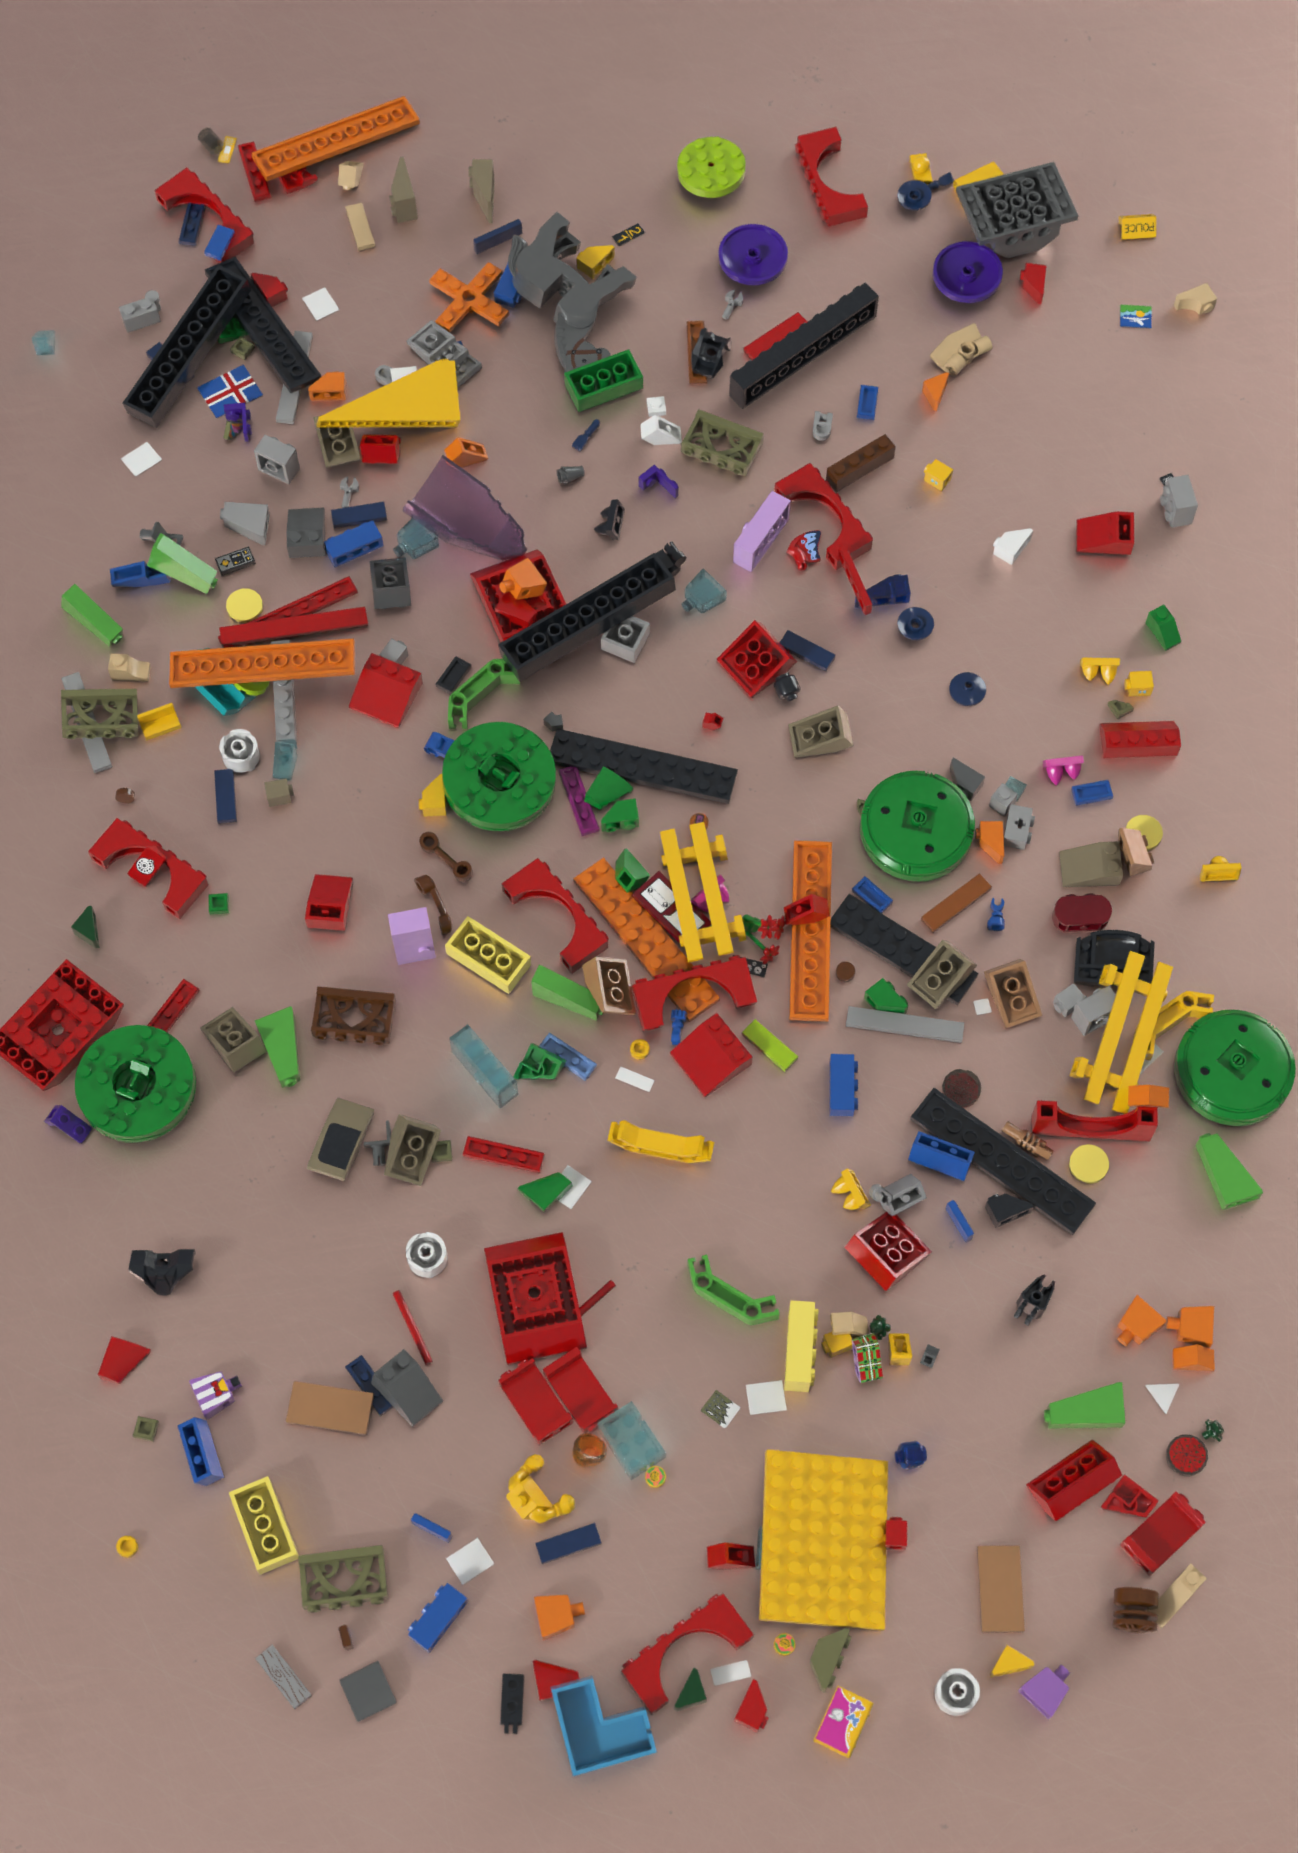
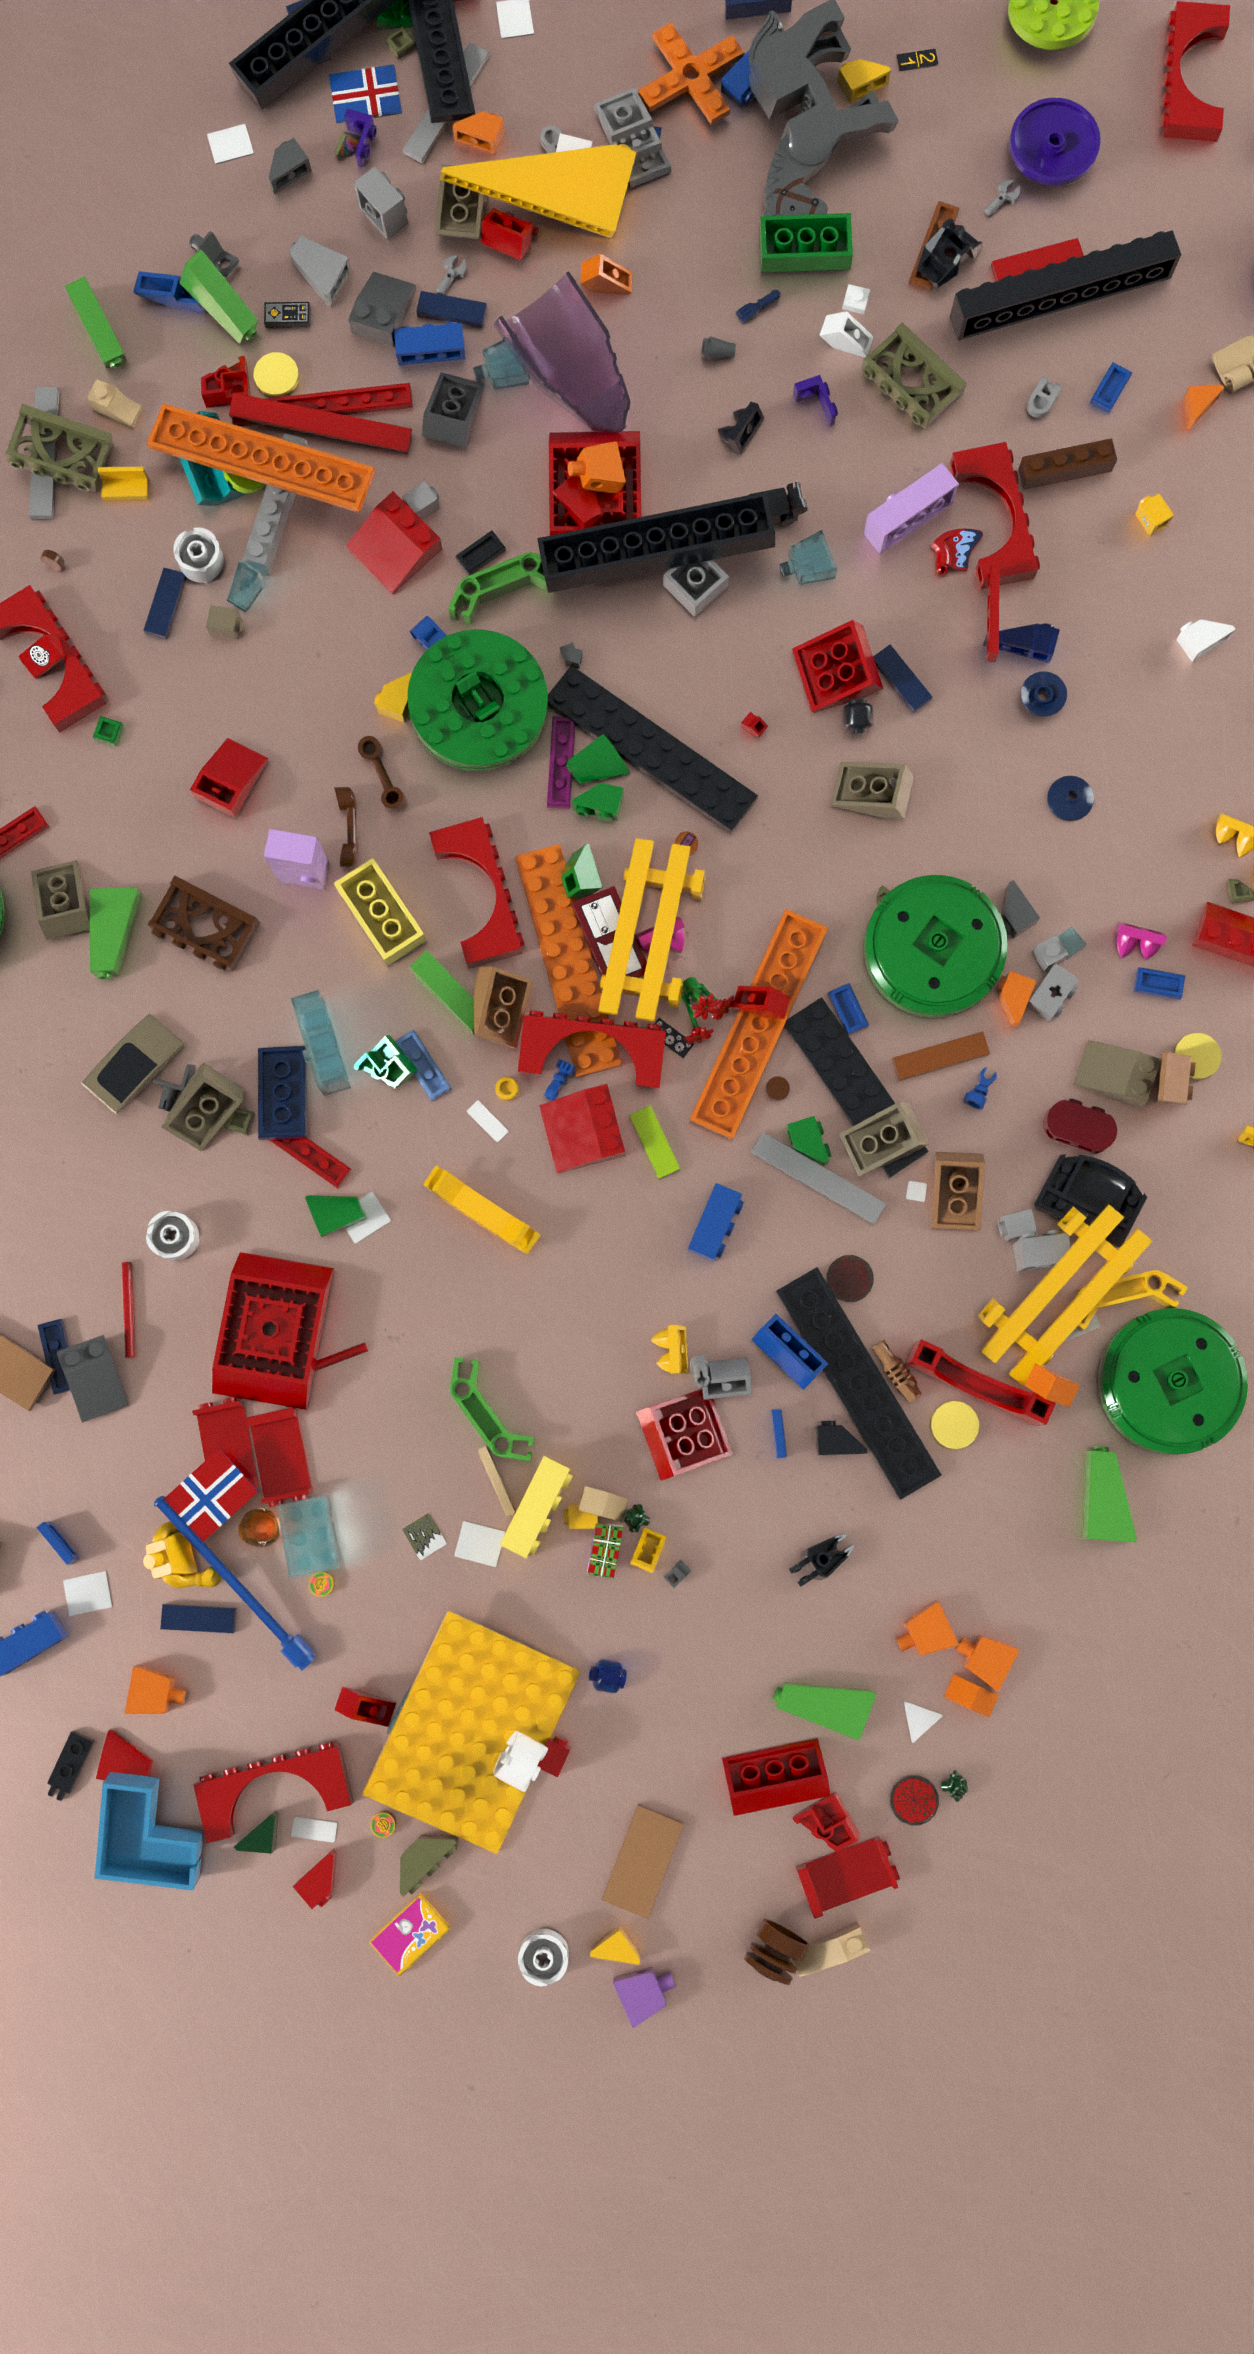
camera: 25 degrees right, 15 degrees up
(194, 457) = (288, 165): none -> dark grey slope
(207, 625) = (220, 385): none -> red slope
(467, 1117) = (282, 1093): none -> dark blue tile
(537, 1450) = (199, 1509): none -> flag
(760, 1342) = (496, 1481): none -> tan tile
(873, 1540) = (520, 1761): none -> white brick

